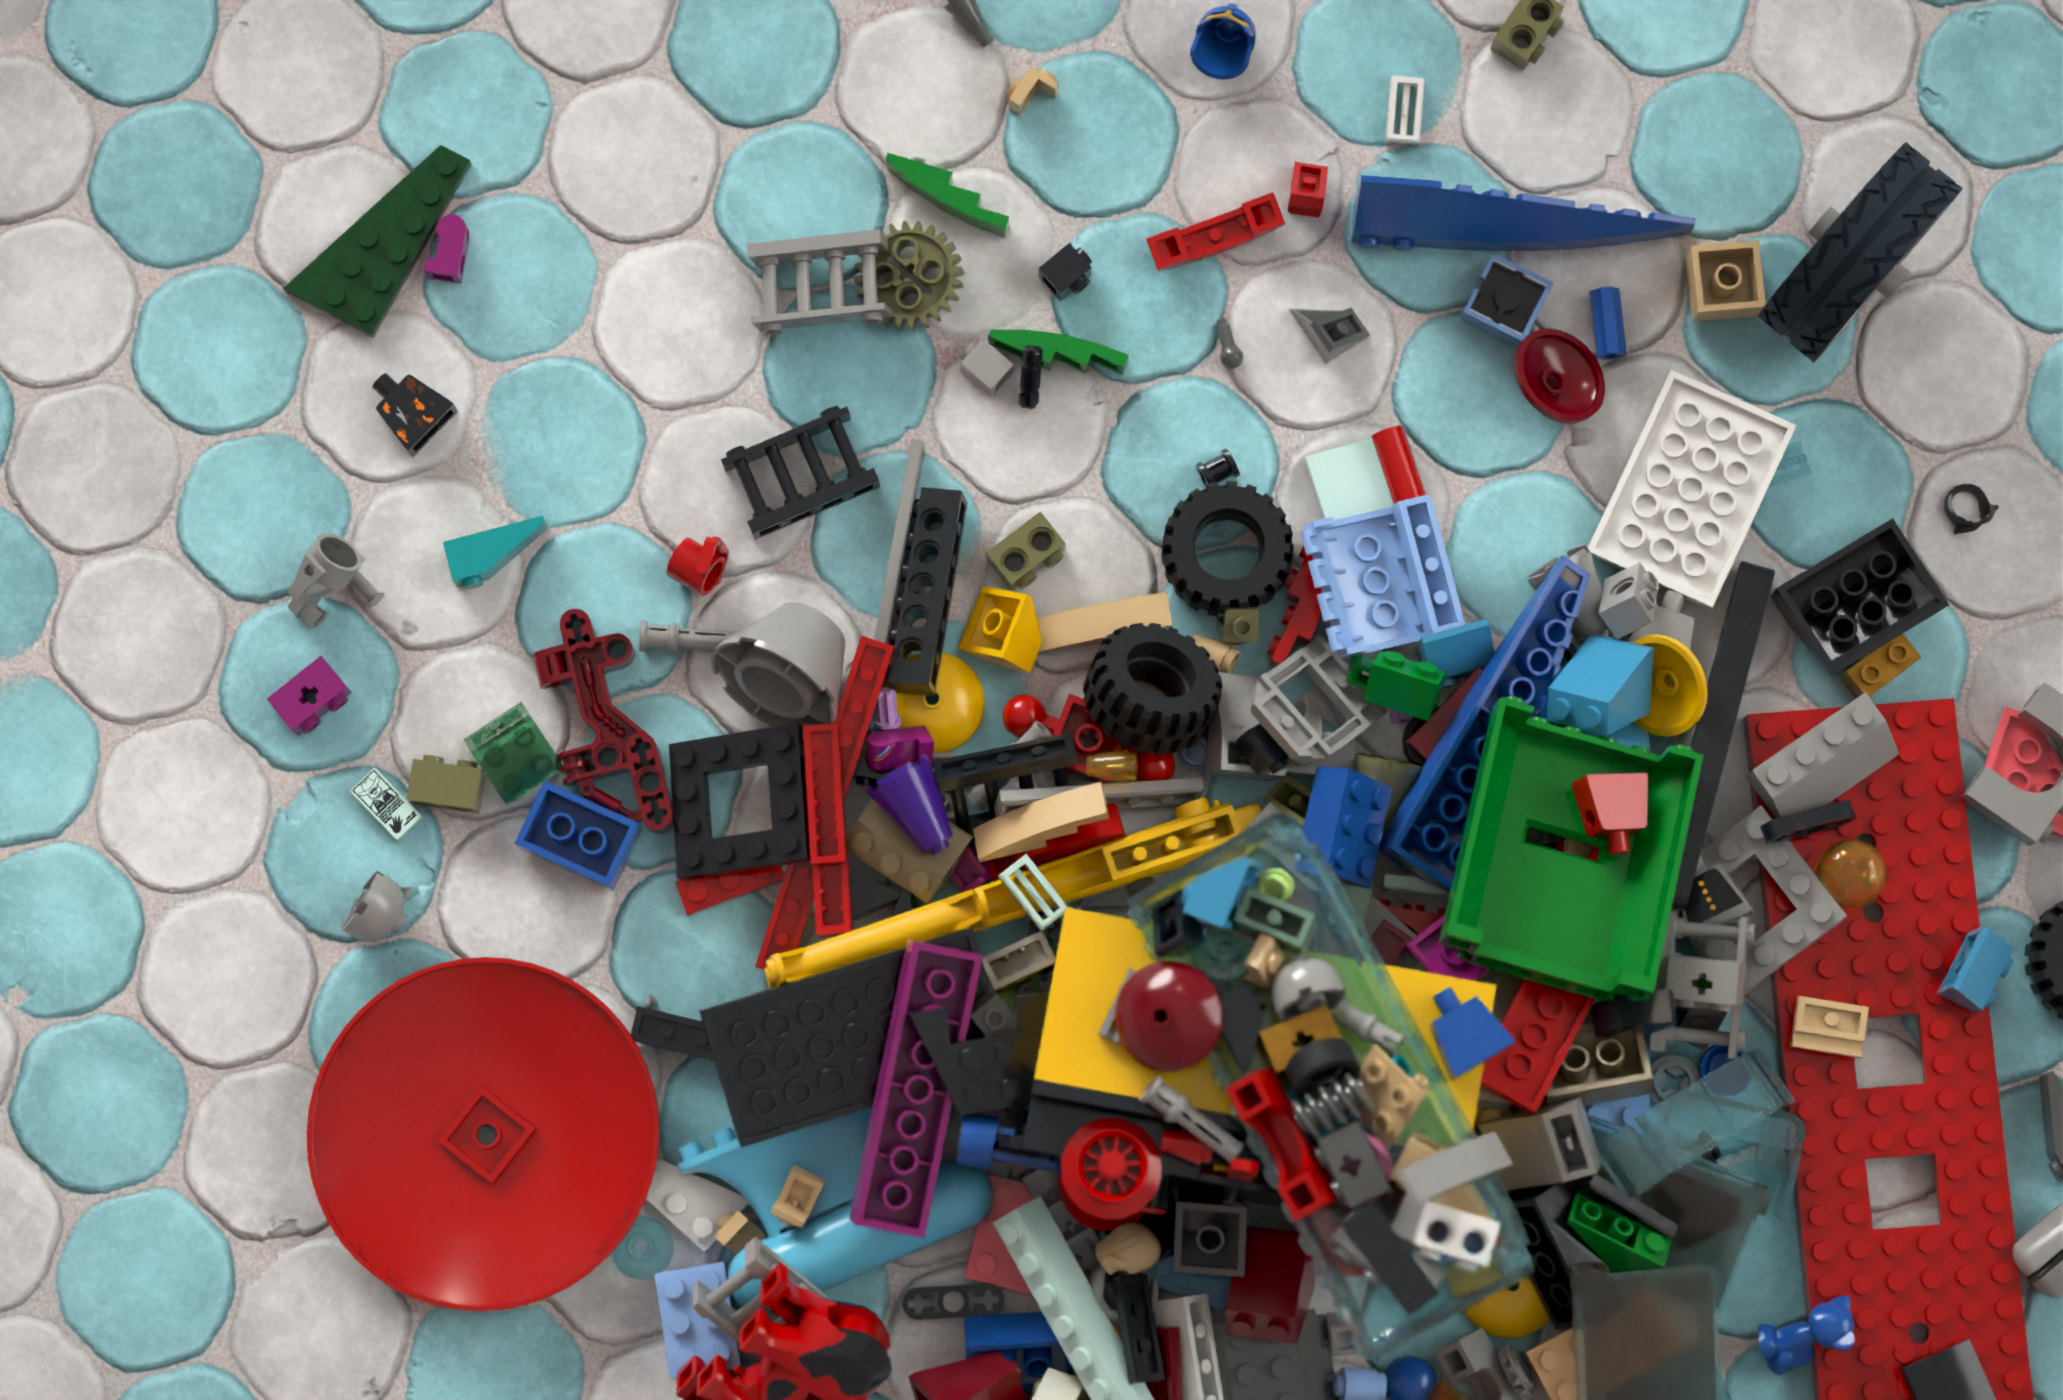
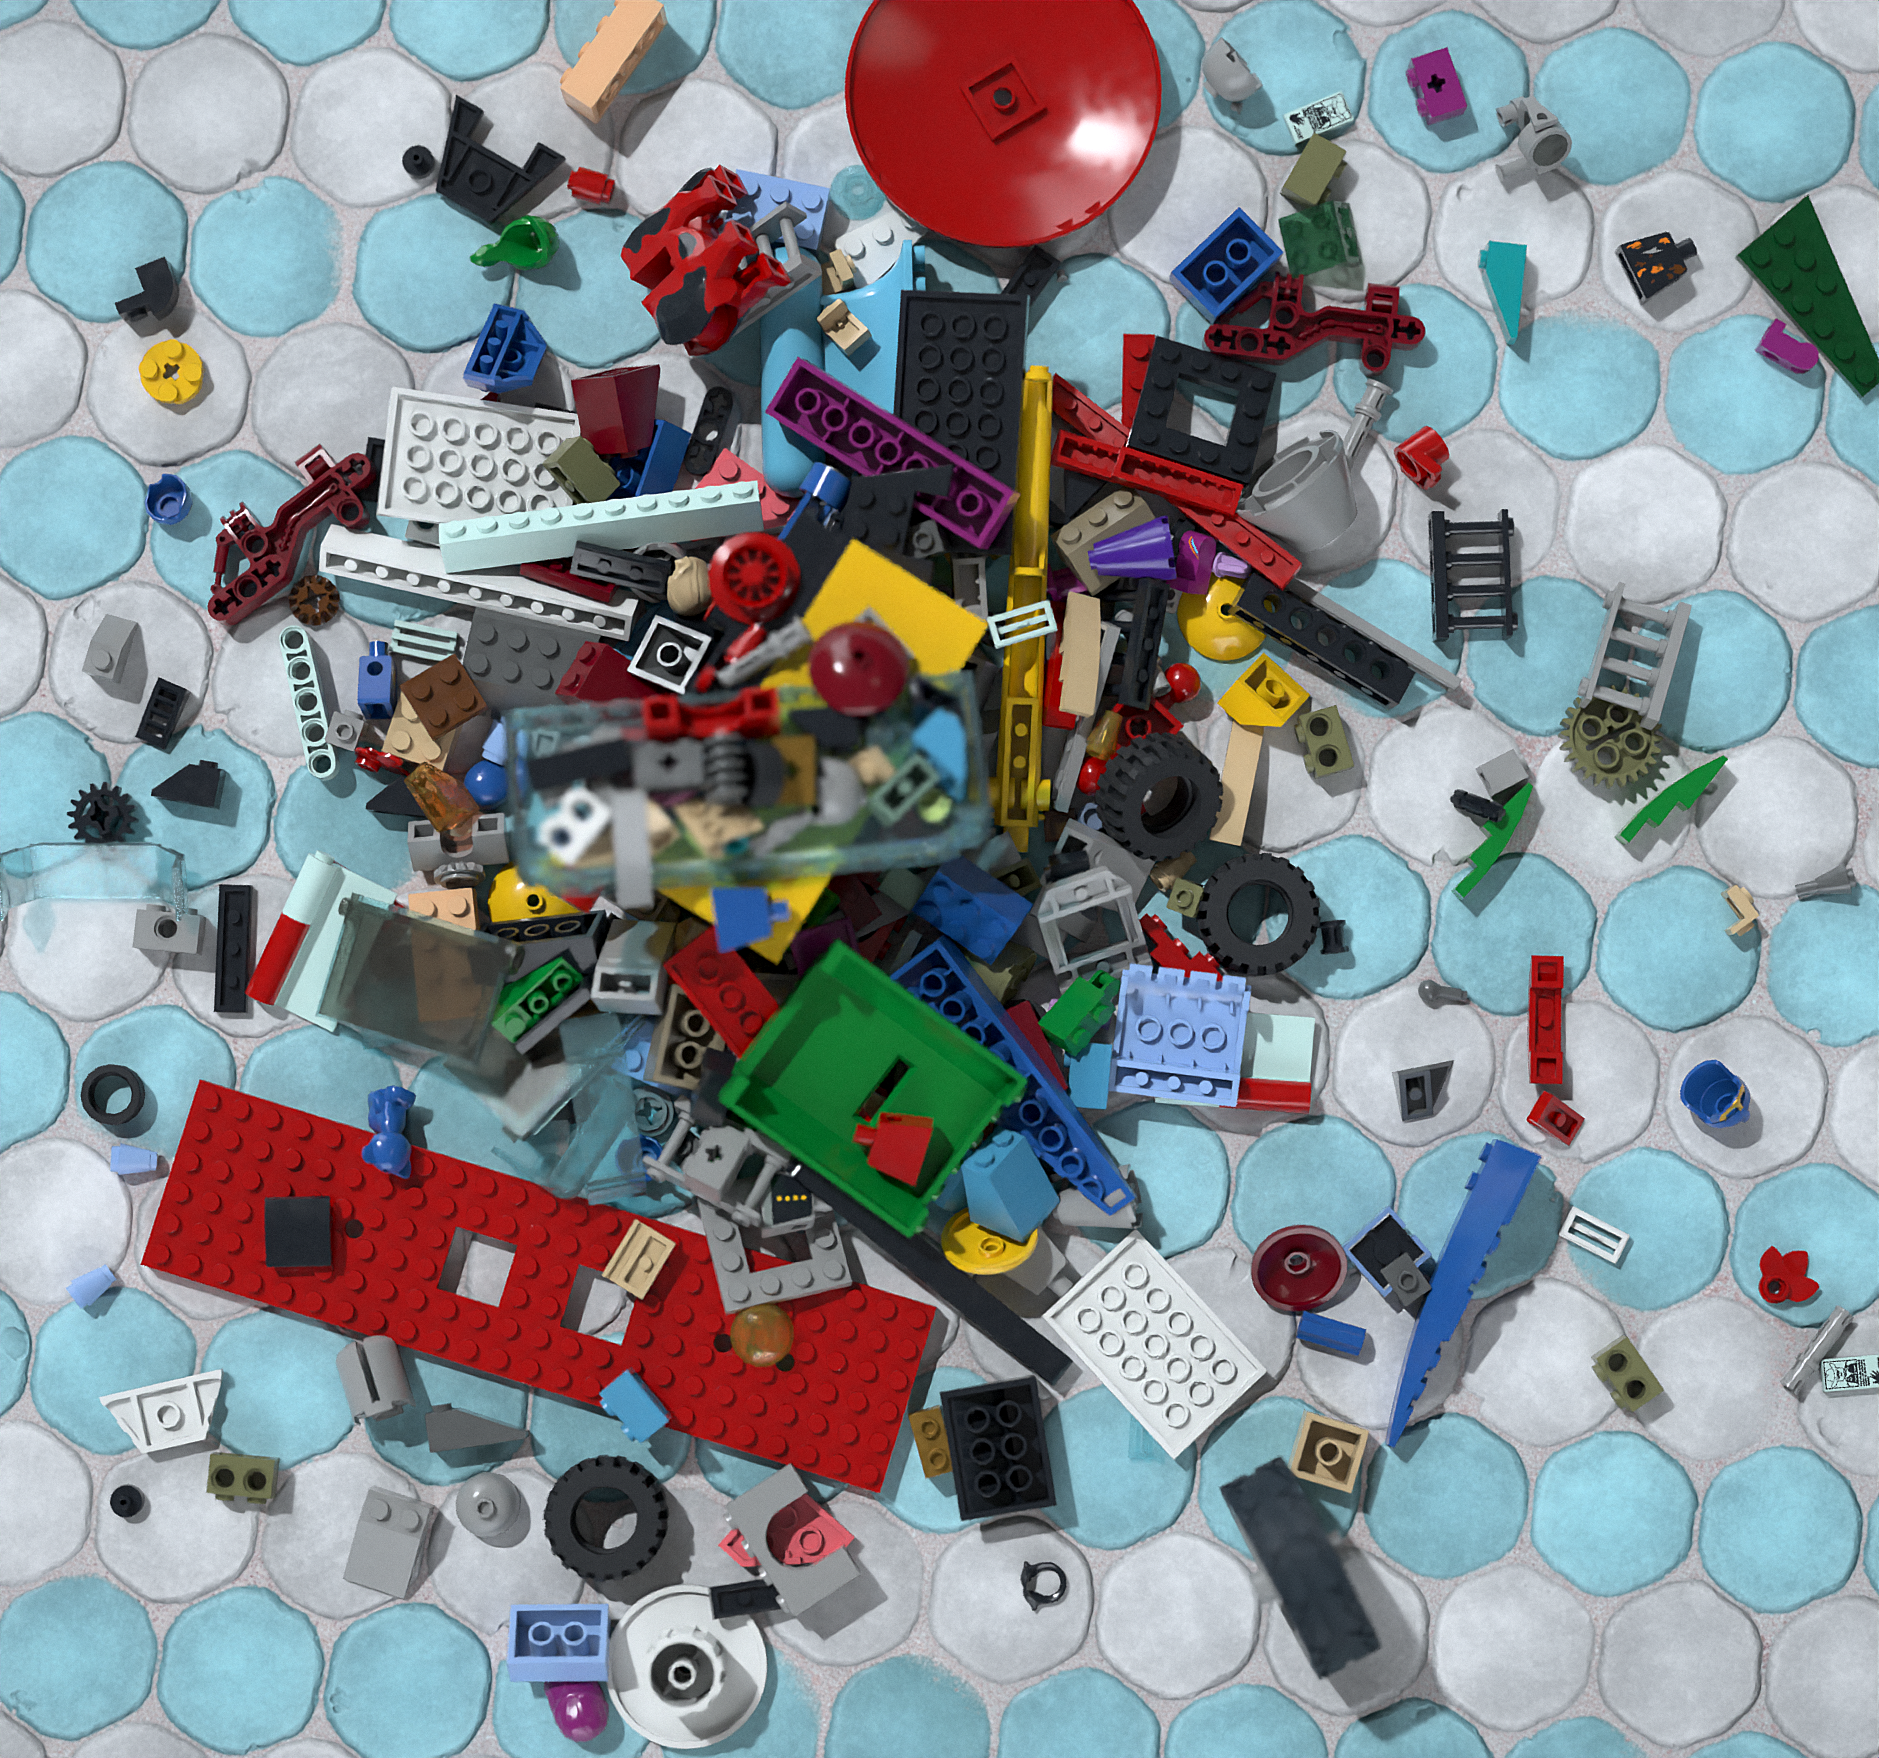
camera: 110 degrees right, 5 degrees up
(1066, 271) = (1561, 876): black brick -> none
(1216, 786) = (1055, 823): none -> reddish brown tile
(1528, 268) = (1405, 1279): none -> dark grey bracket
(1629, 600) = (1075, 1242): light grey brick -> none
(1808, 822) = (820, 1314): black beam -> none
(1825, 760) = (866, 1352): light grey slope -> none

